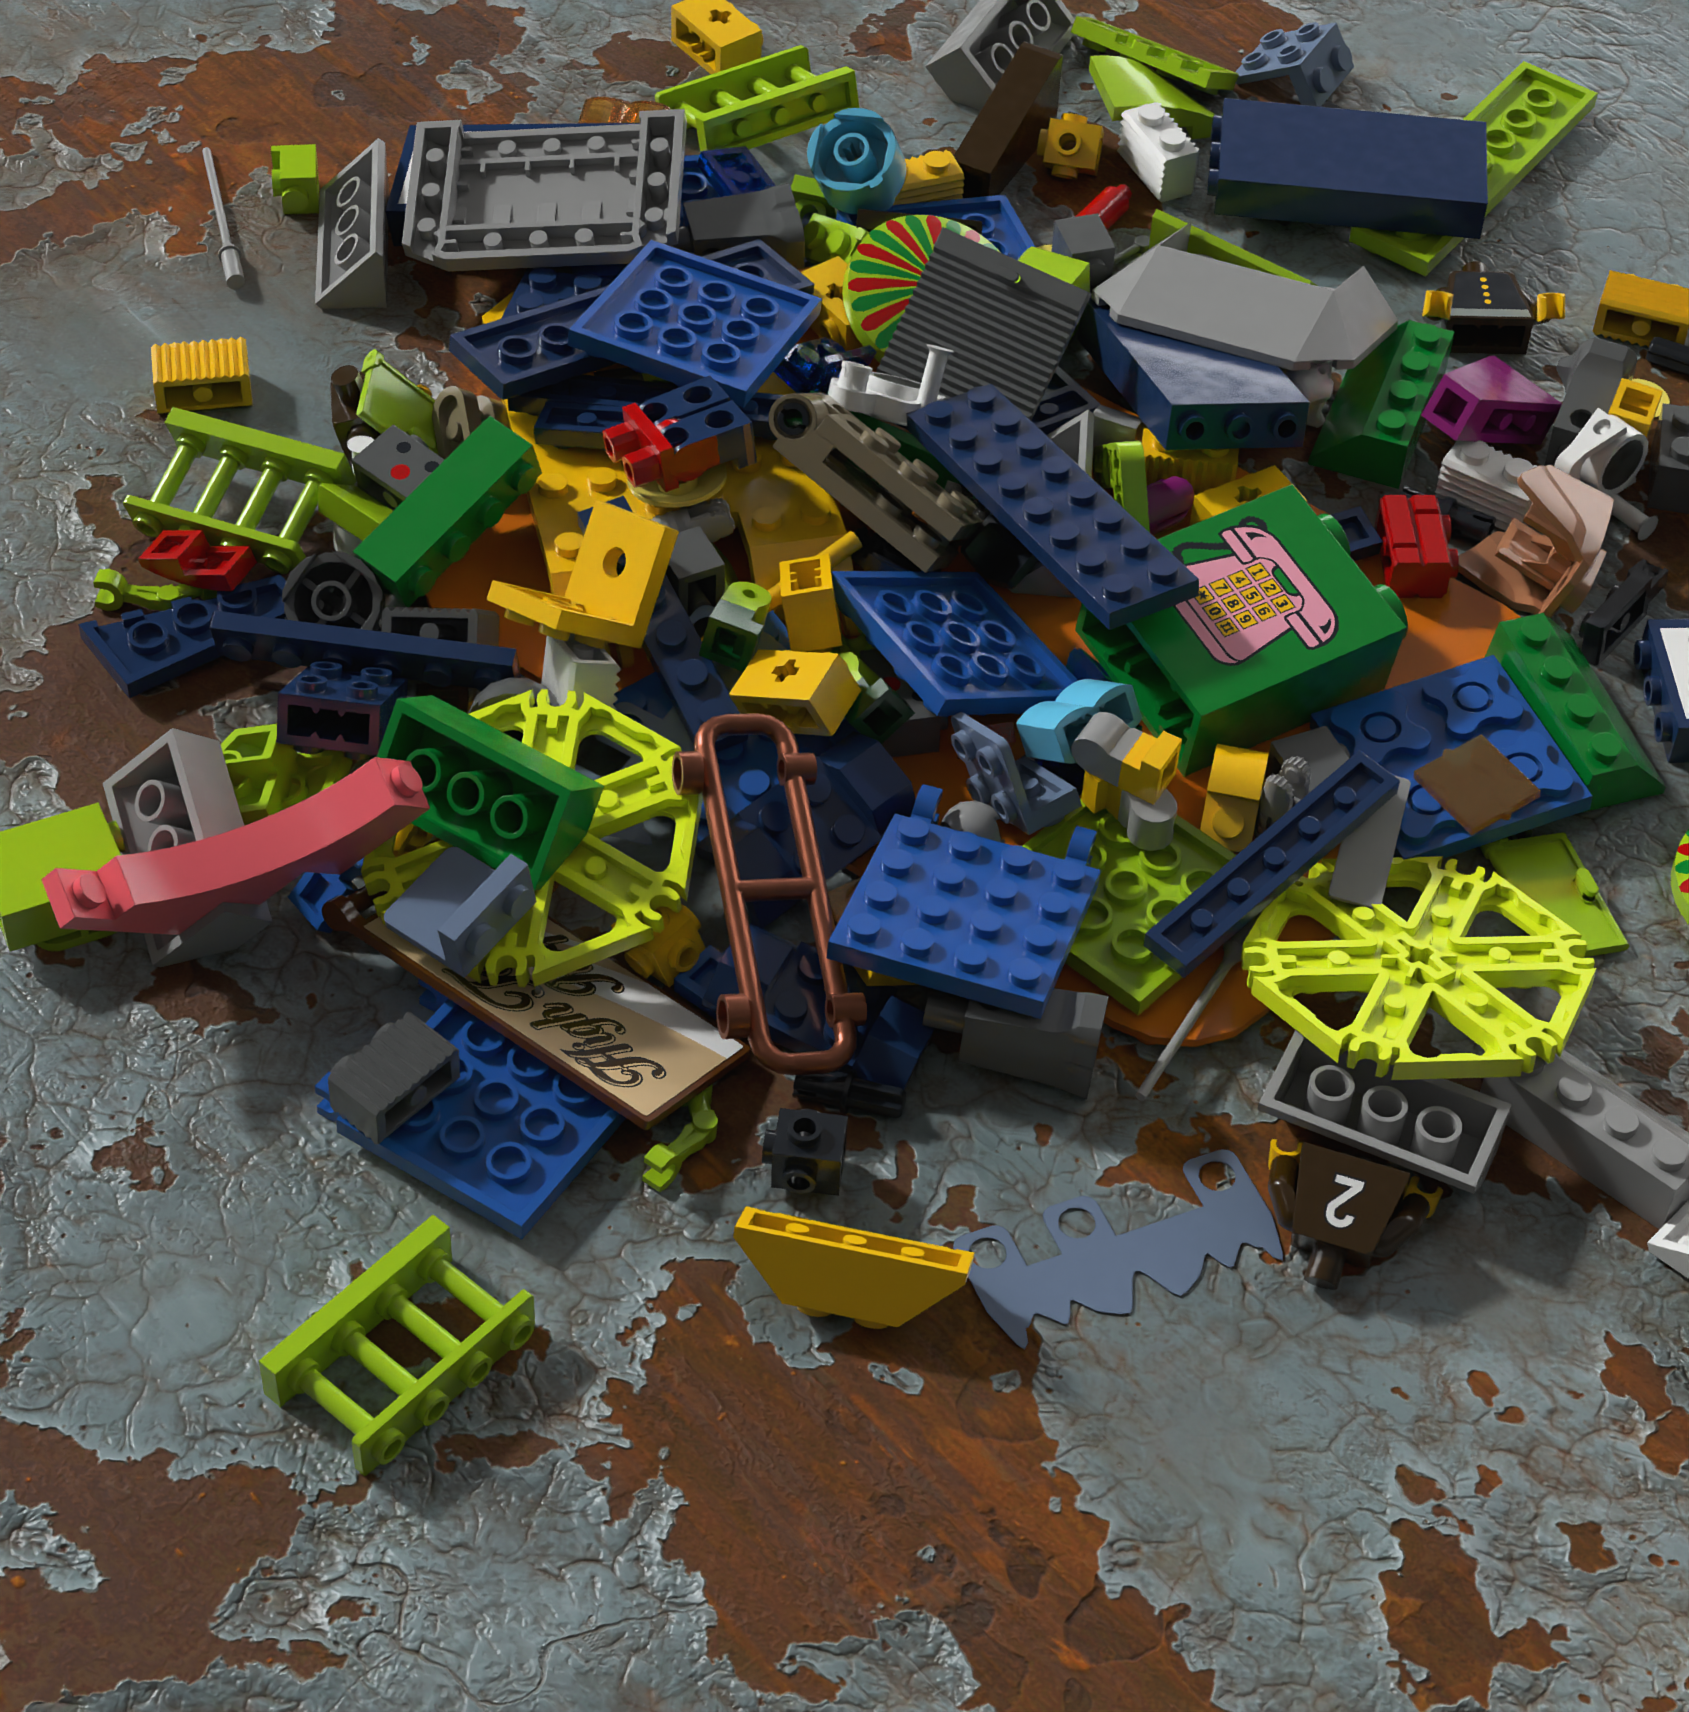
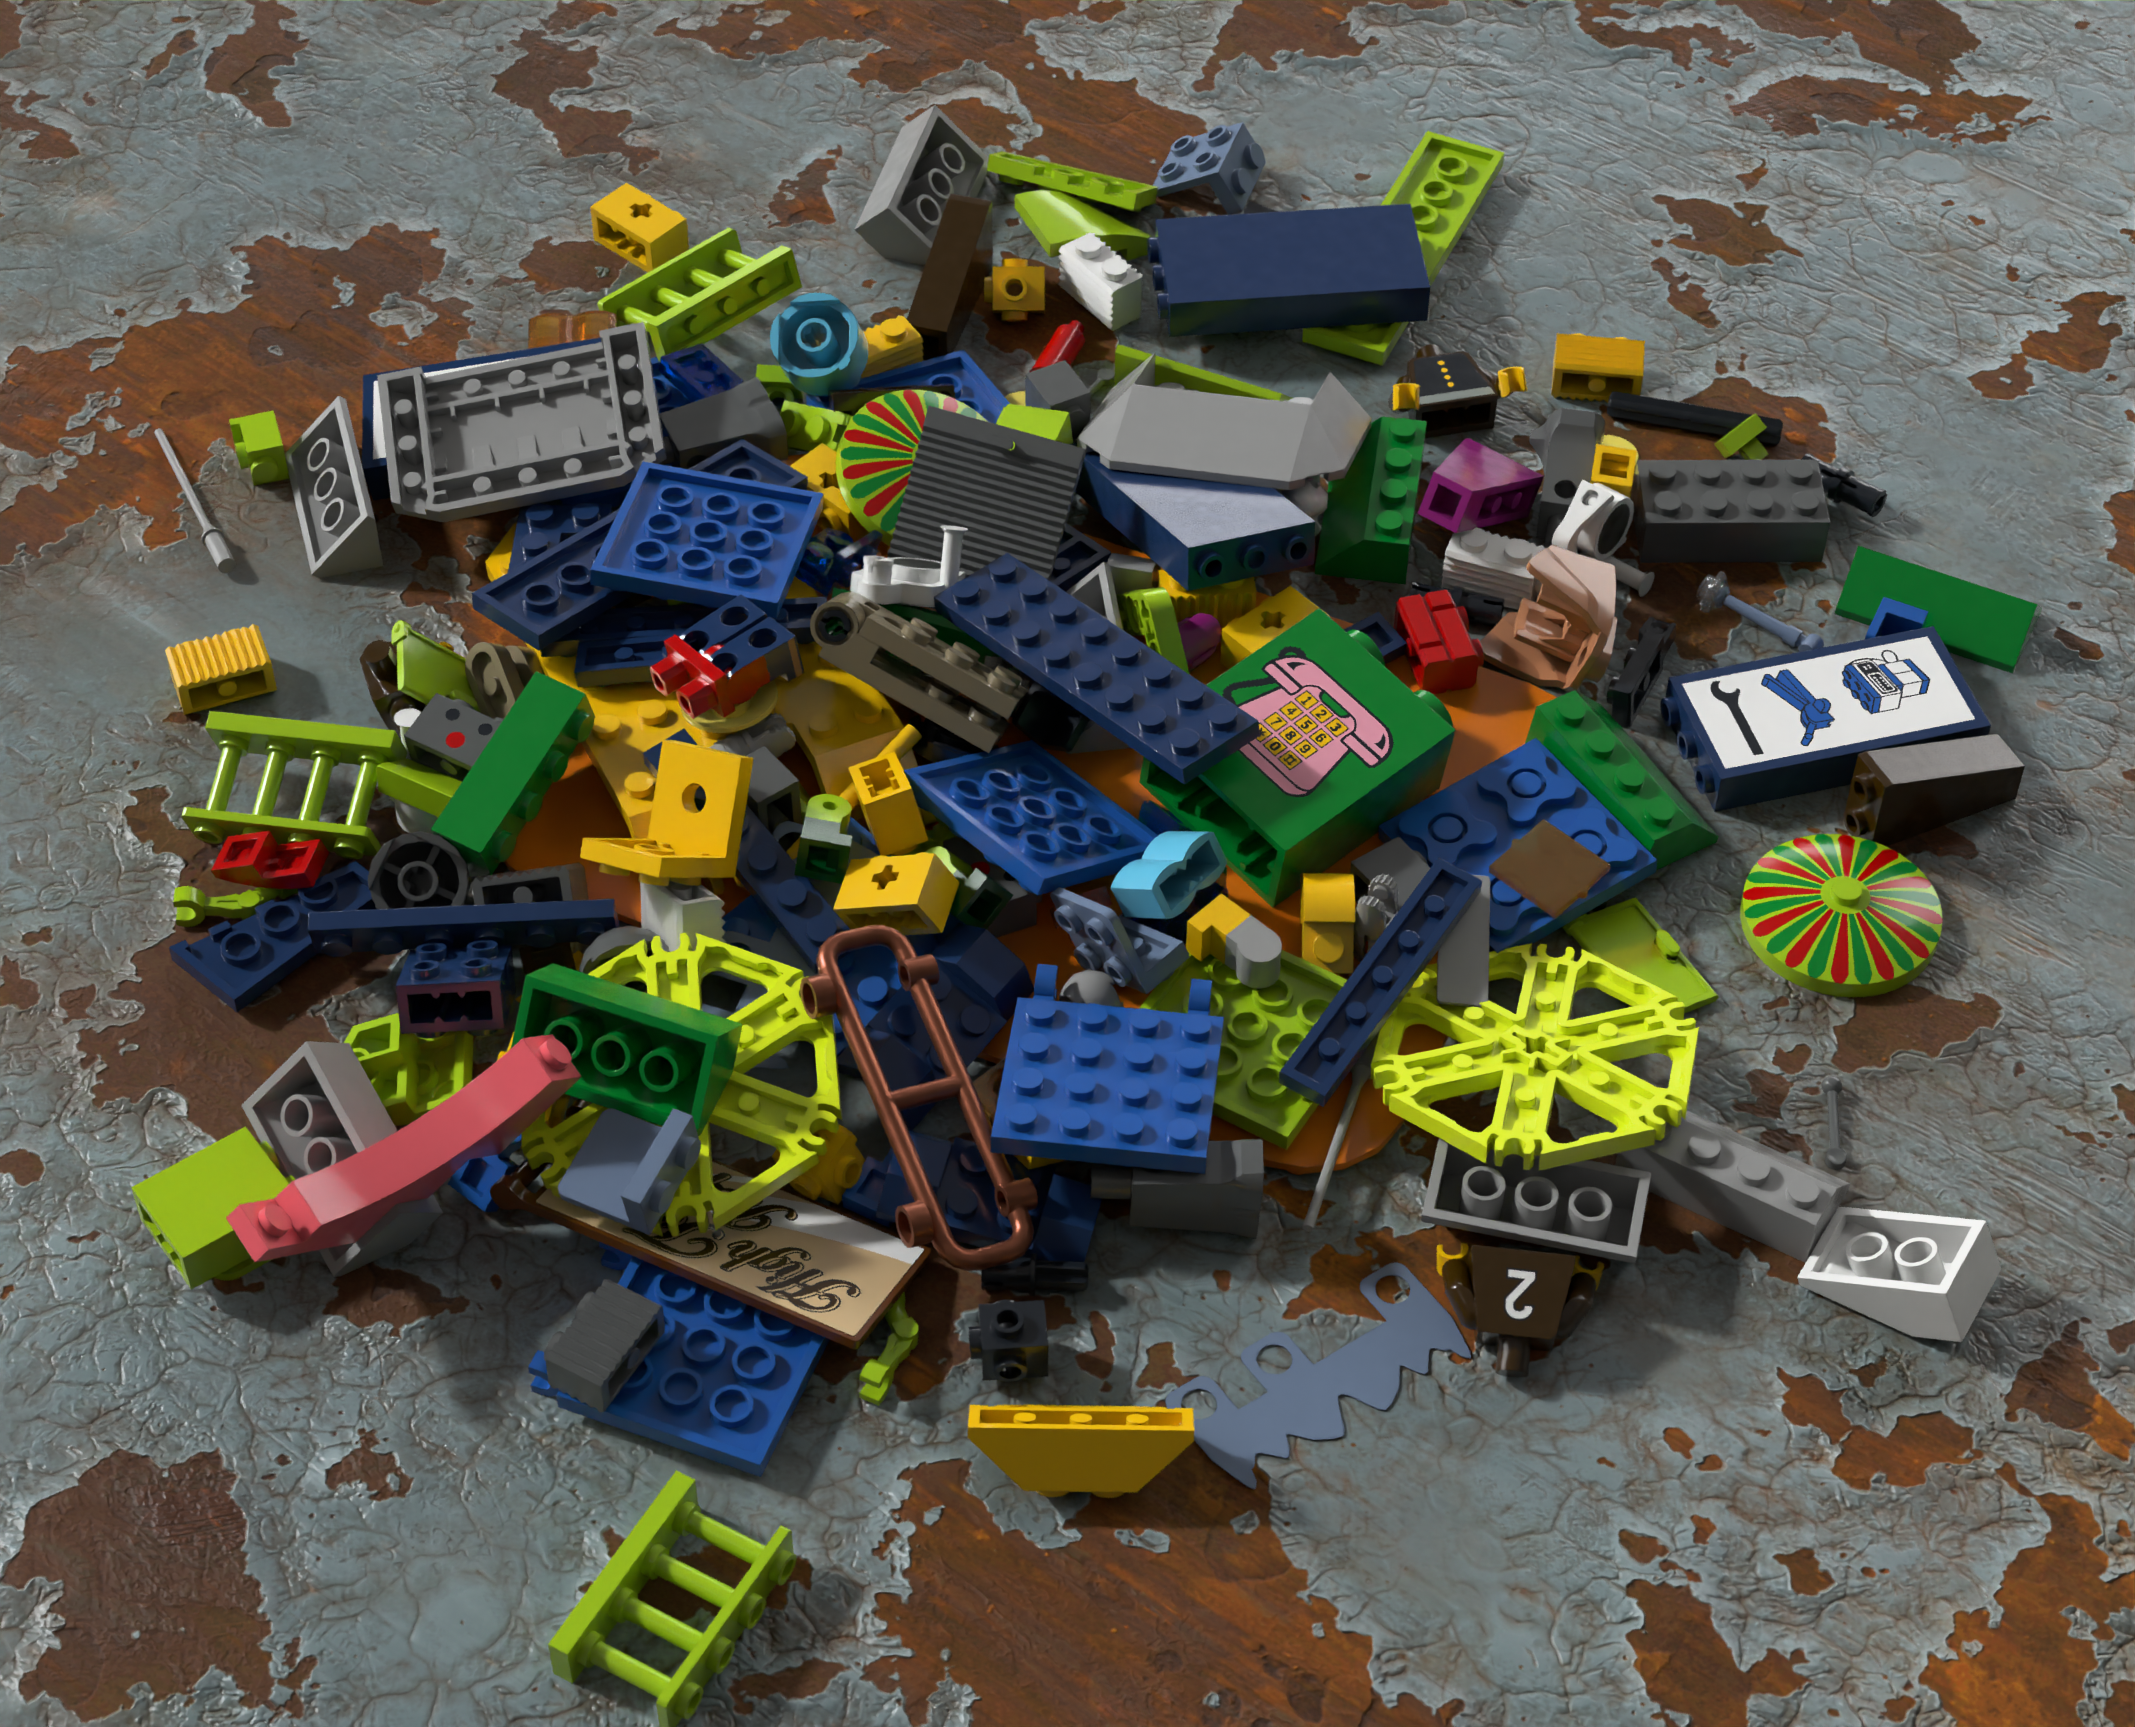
camera: 10 degrees left, 0 degrees up
(1127, 756) = (1225, 903): leg -> none

